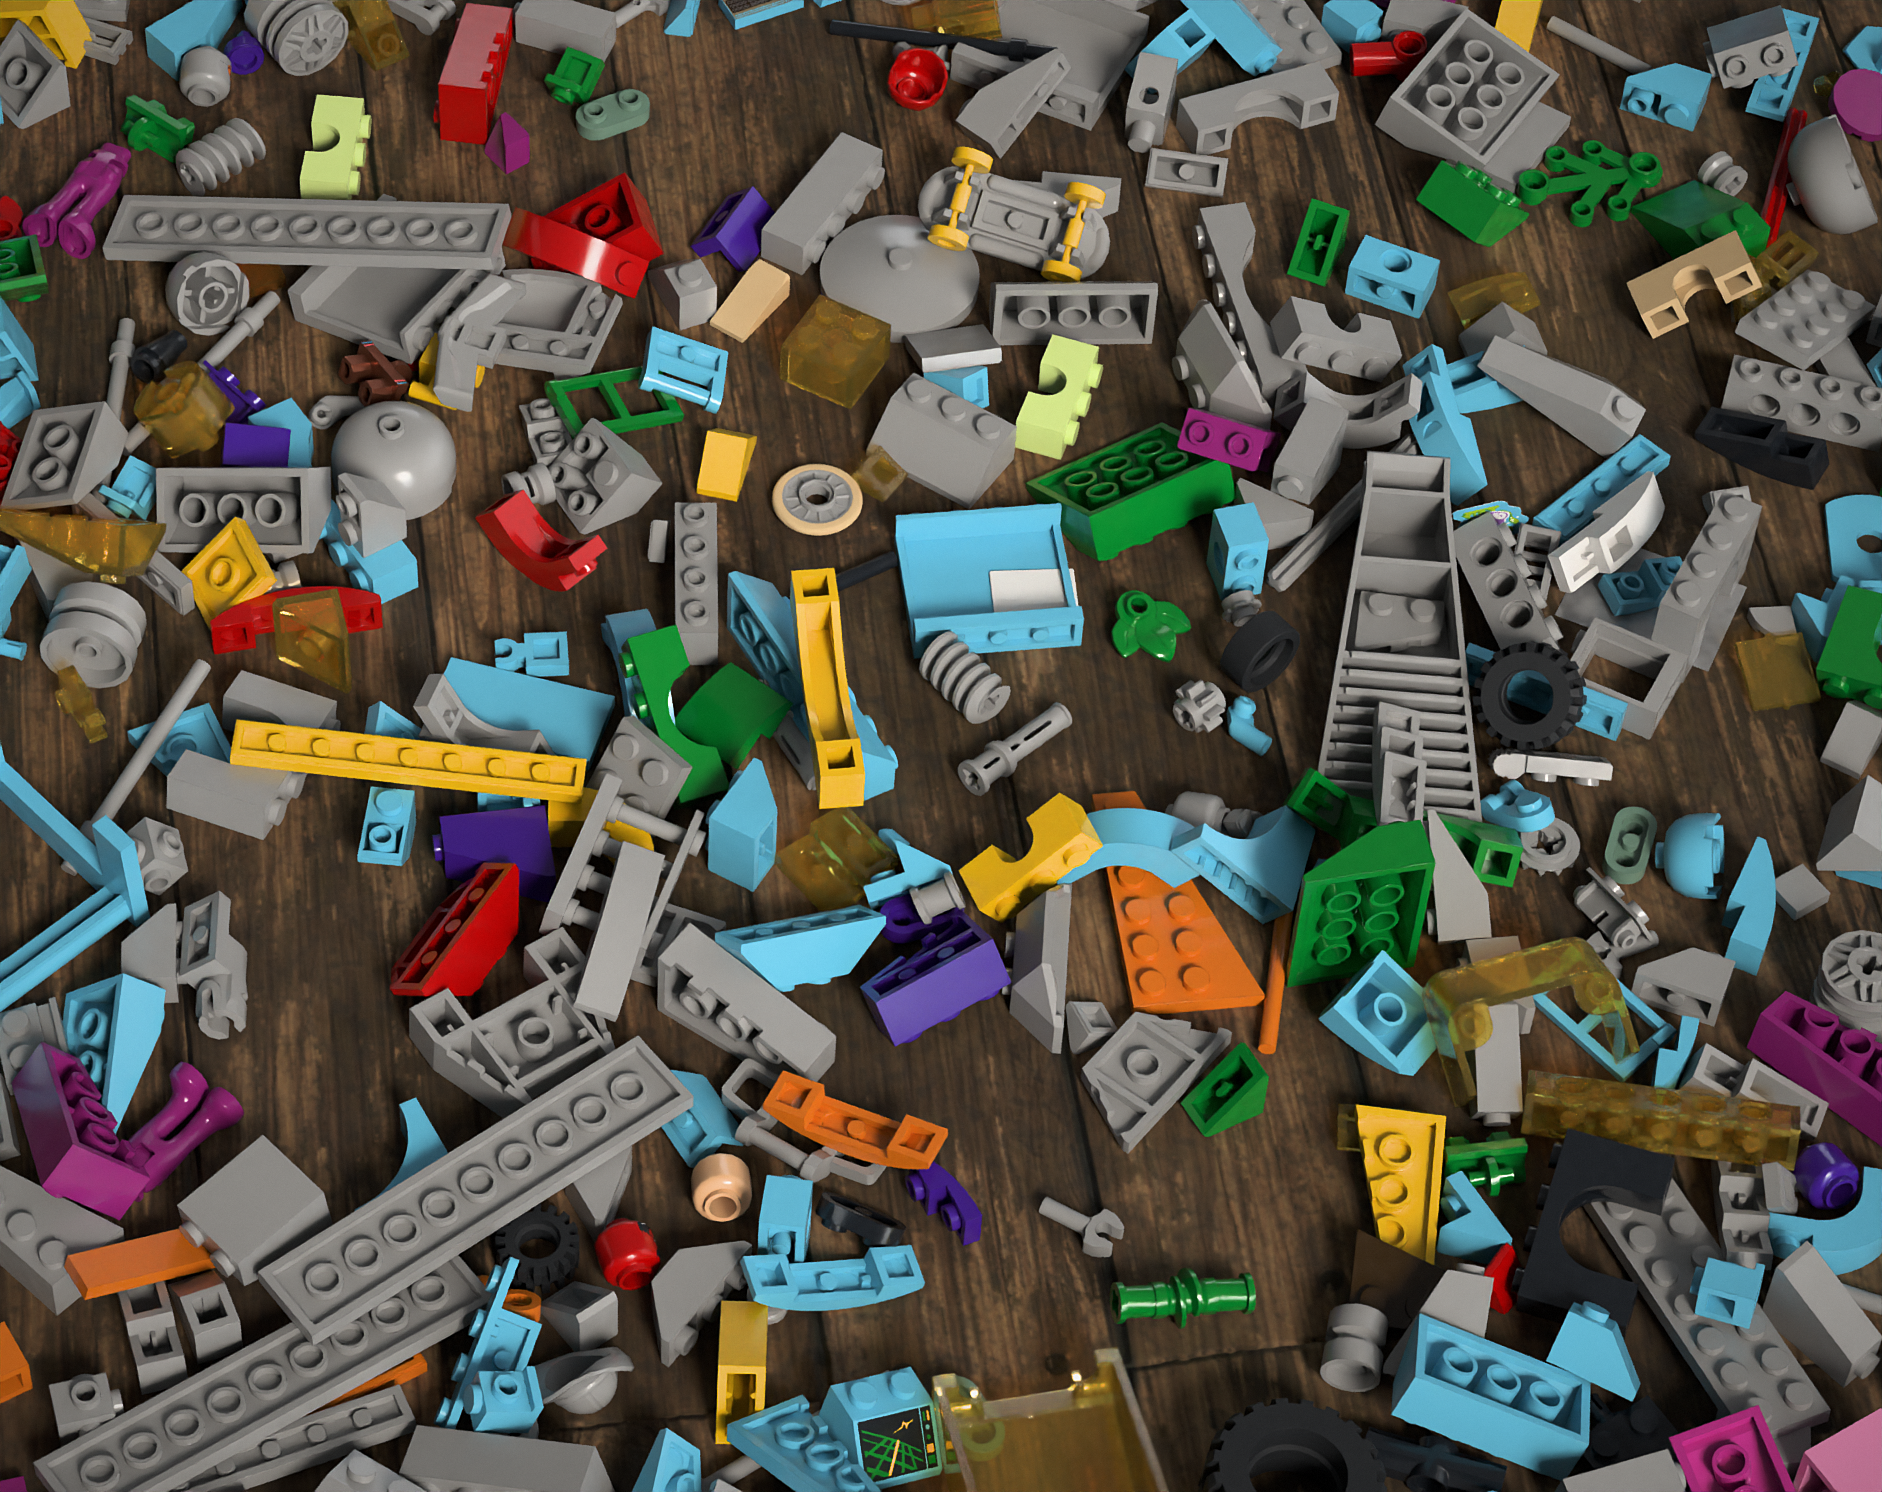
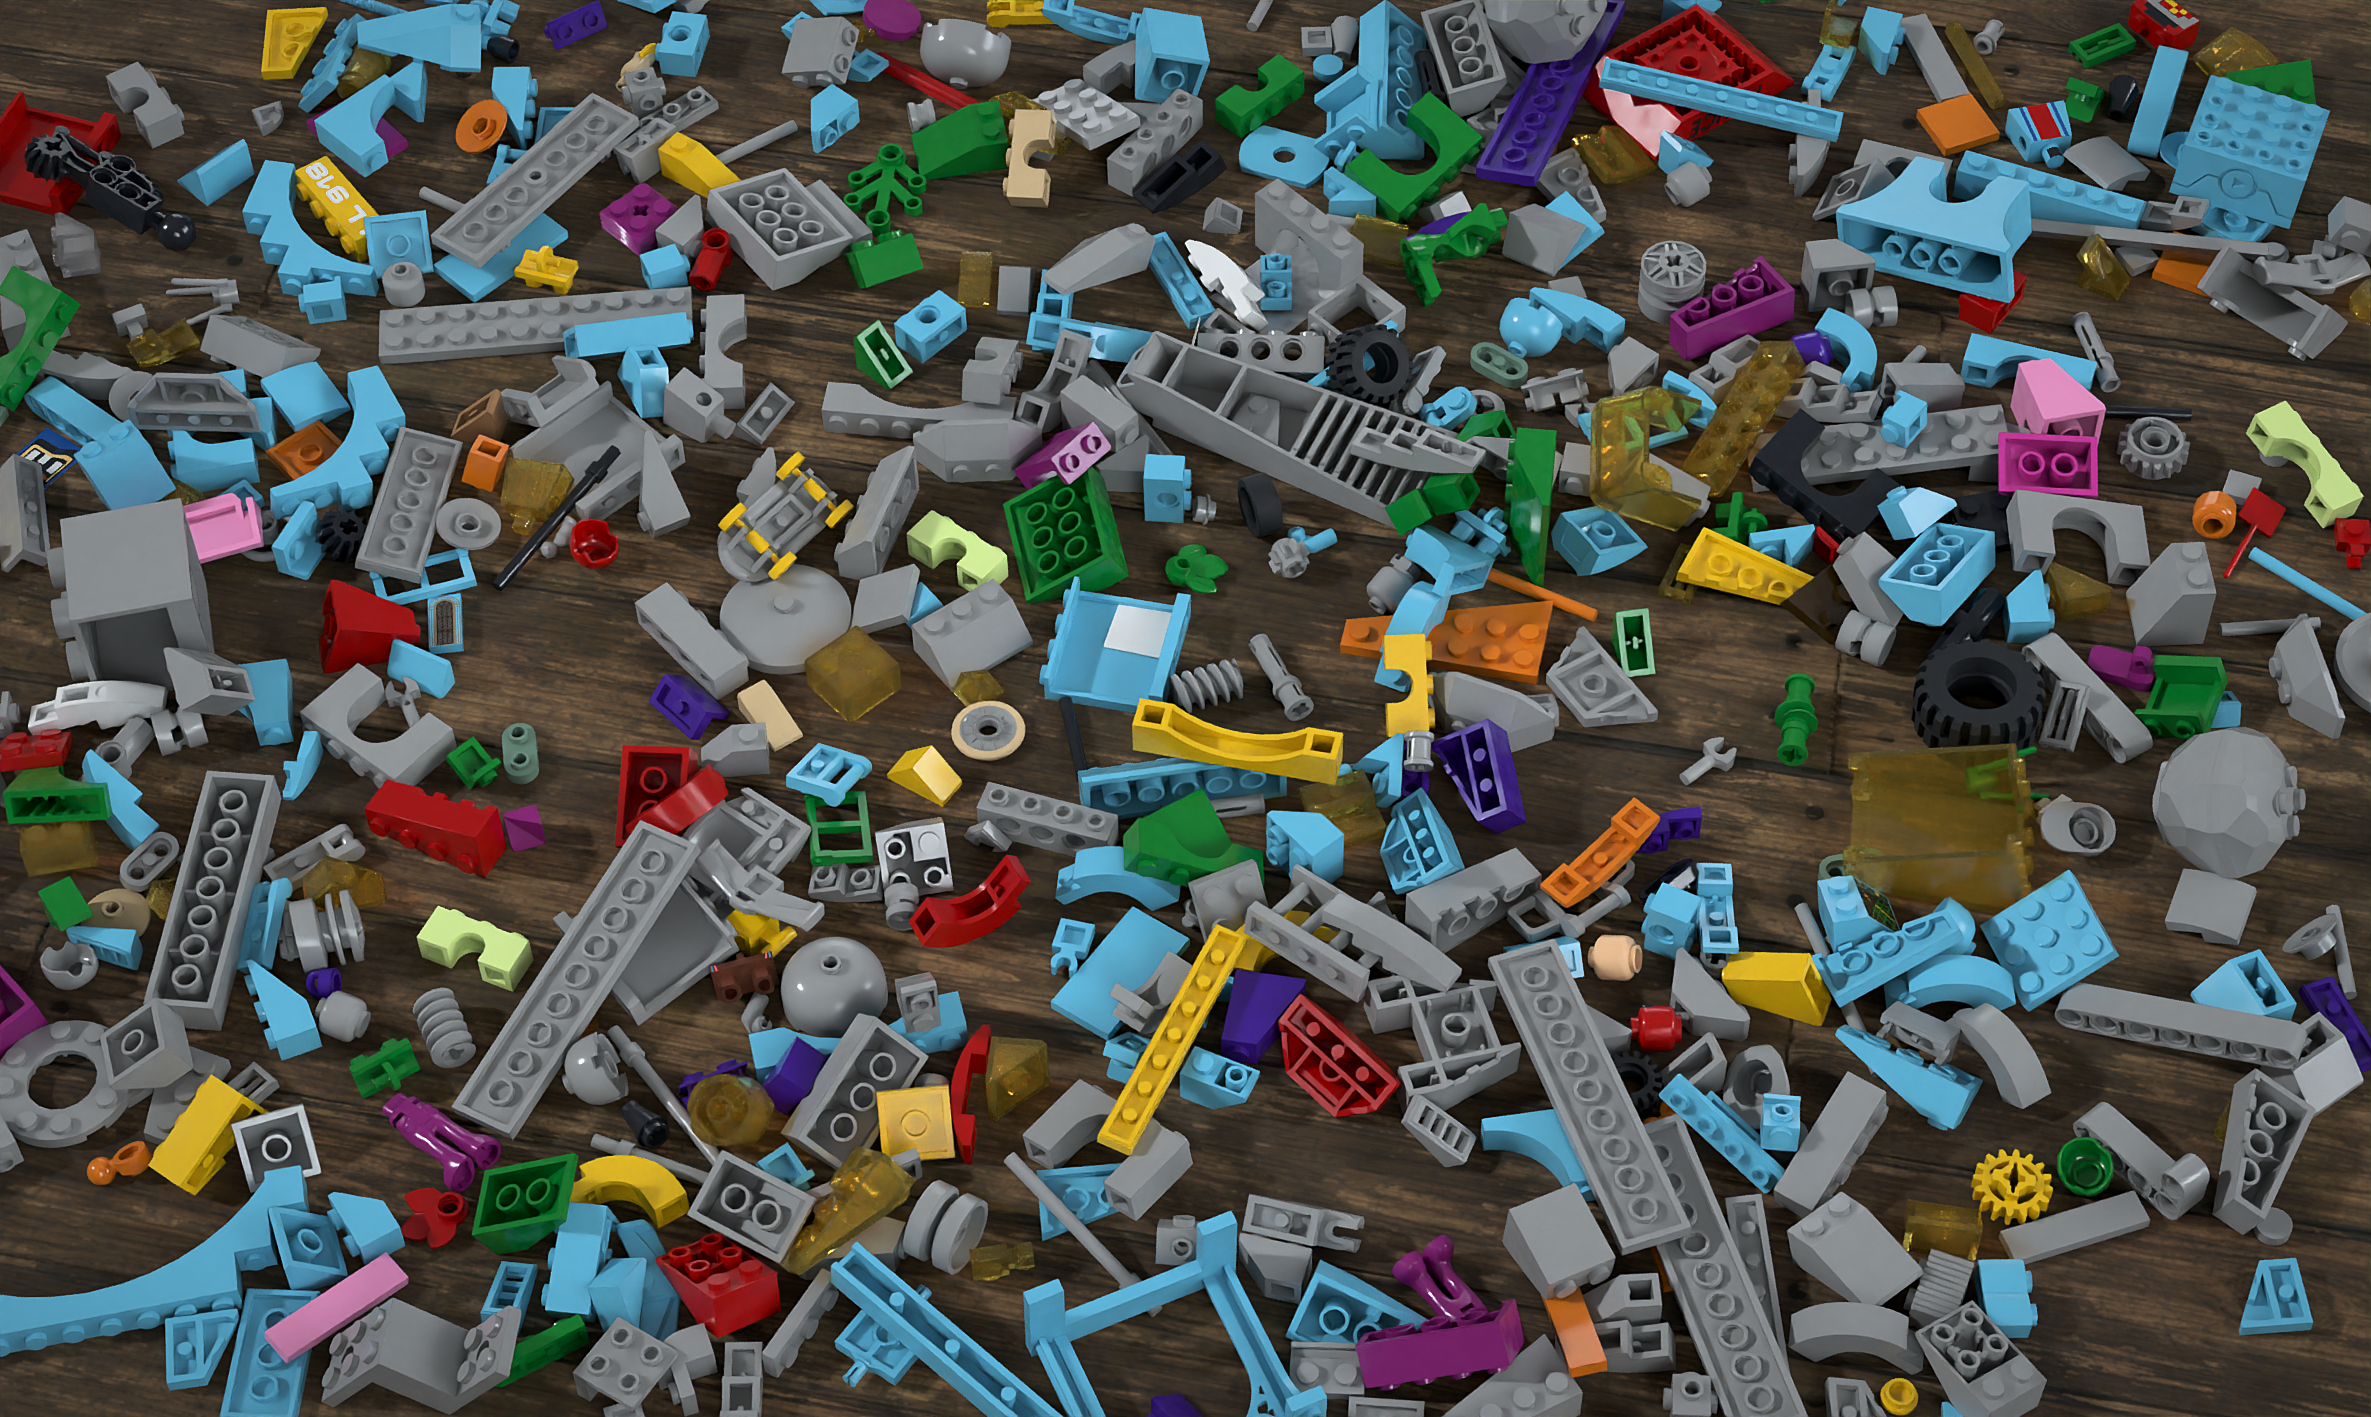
camera: 65 degrees left, 0 degrees up
(77, 348) = (633, 1181): none -> yellow arch
(378, 1097) = (1457, 1141): none -> light grey slope
(1803, 733) = (1448, 239): none -> green hips

